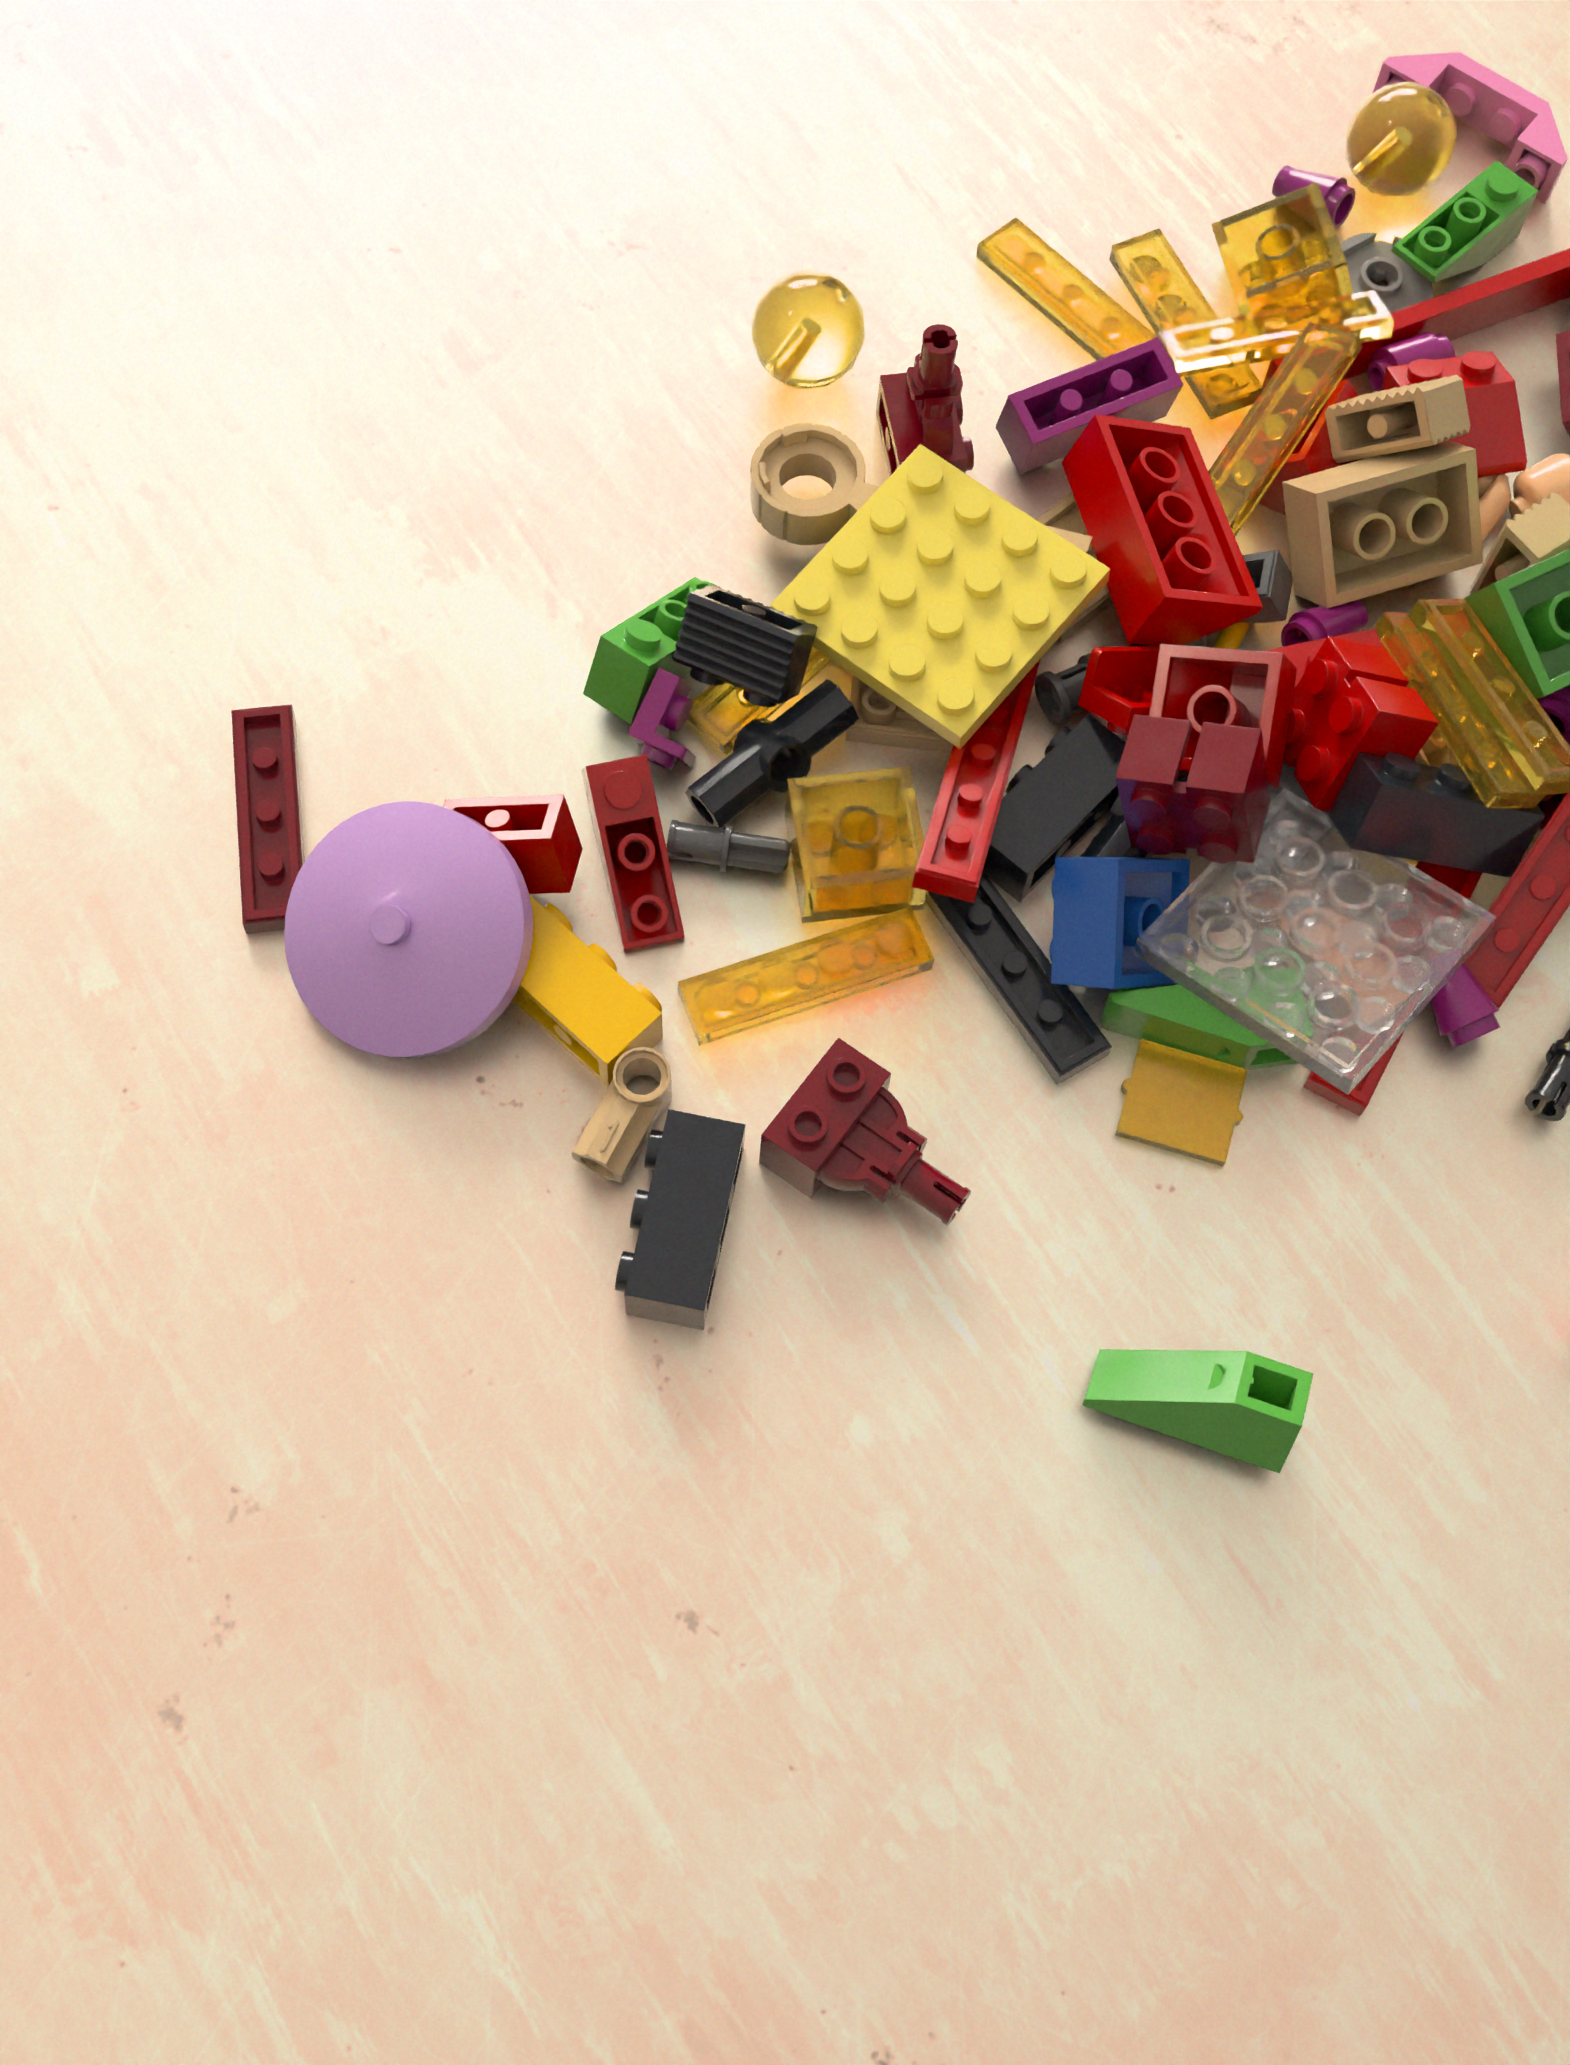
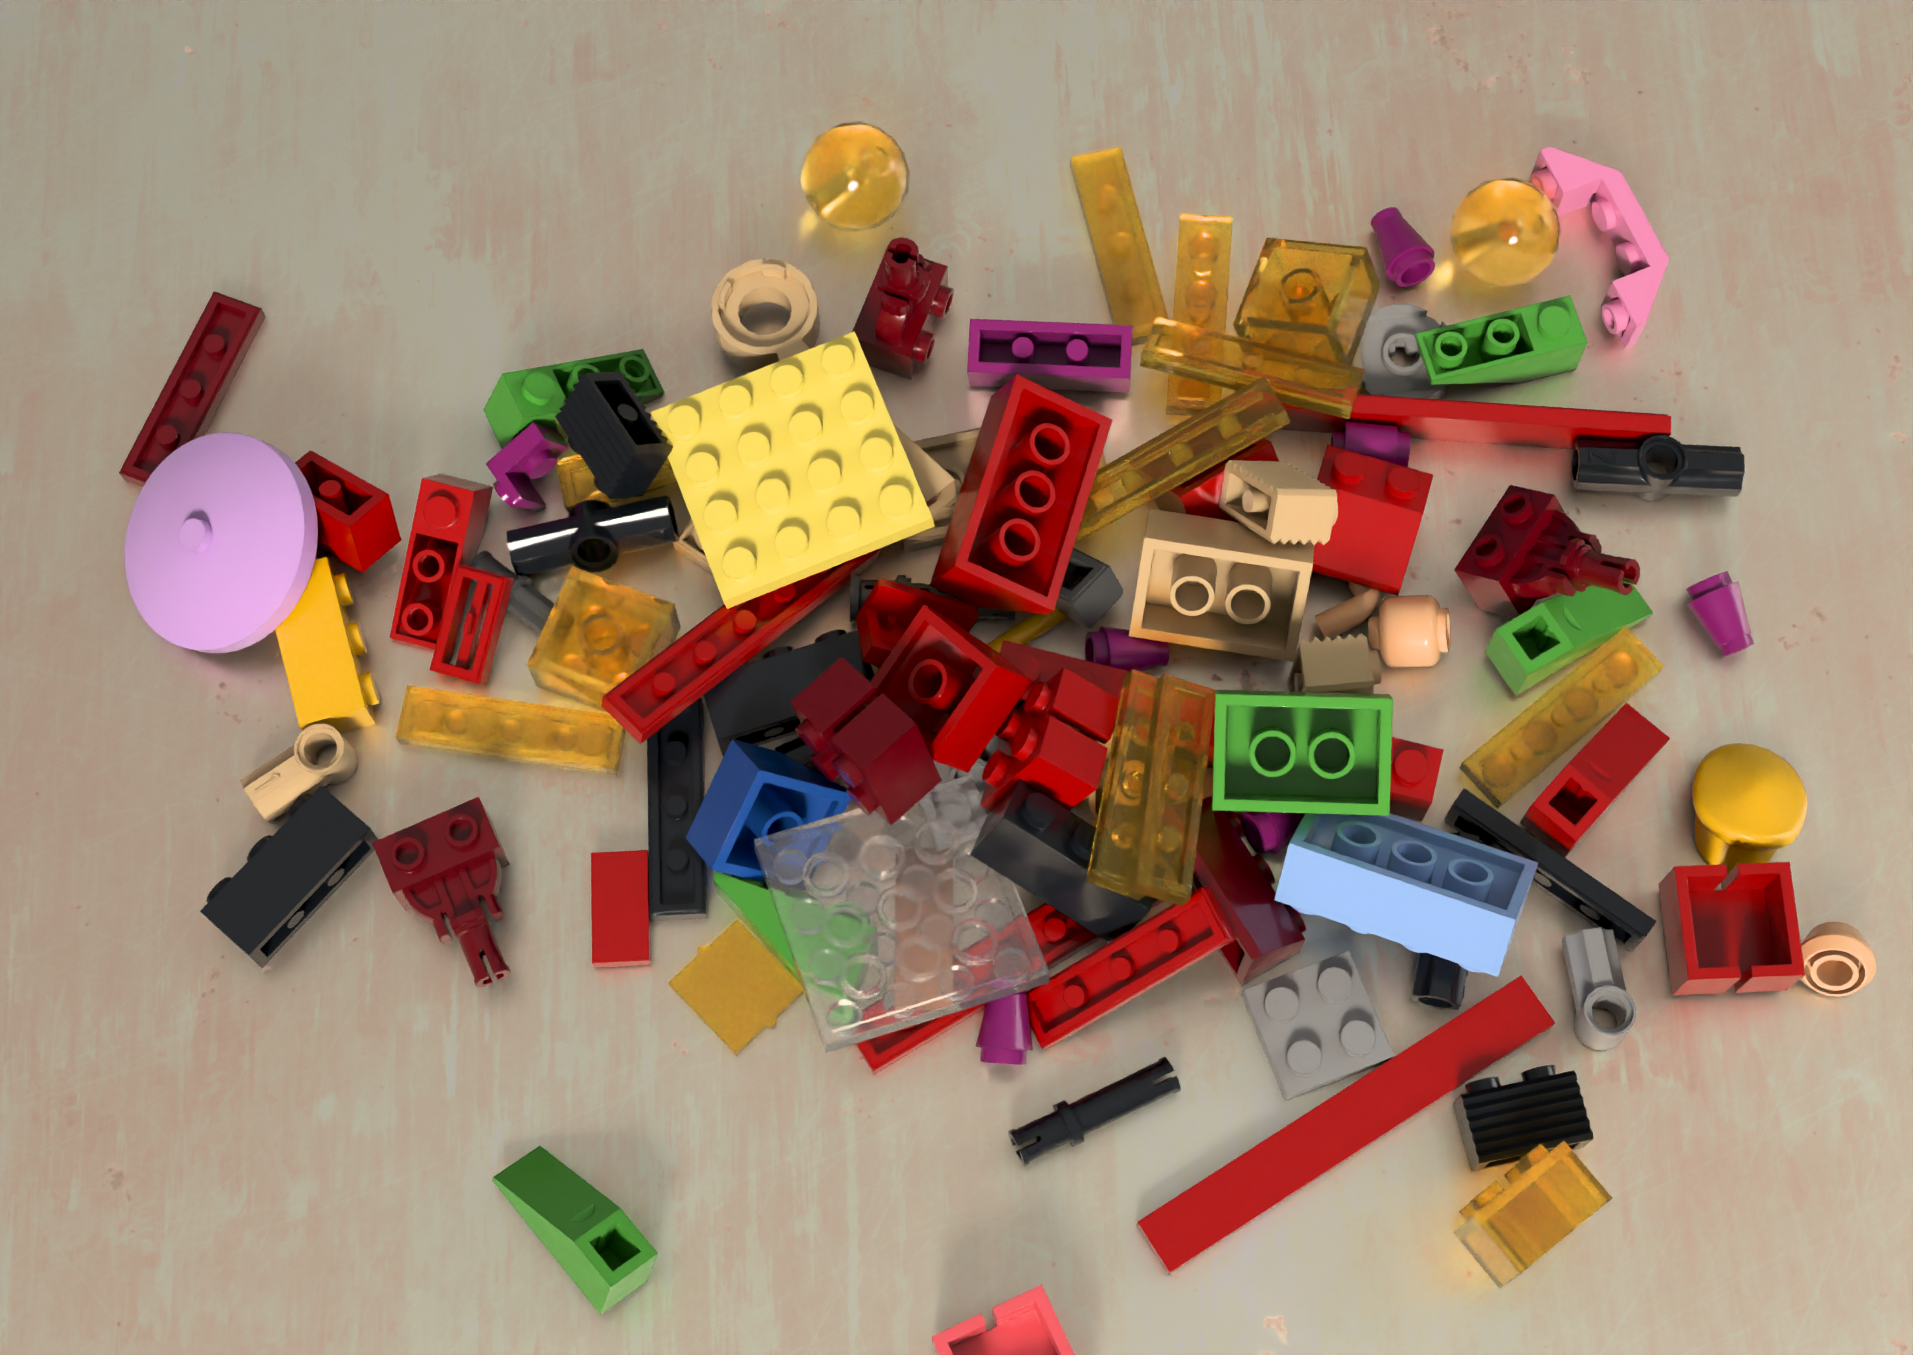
camera: 35 degrees right, 5 degrees up
(718, 943) = (491, 627): none -> red tile
(1025, 1085) = (620, 909): none -> red tile

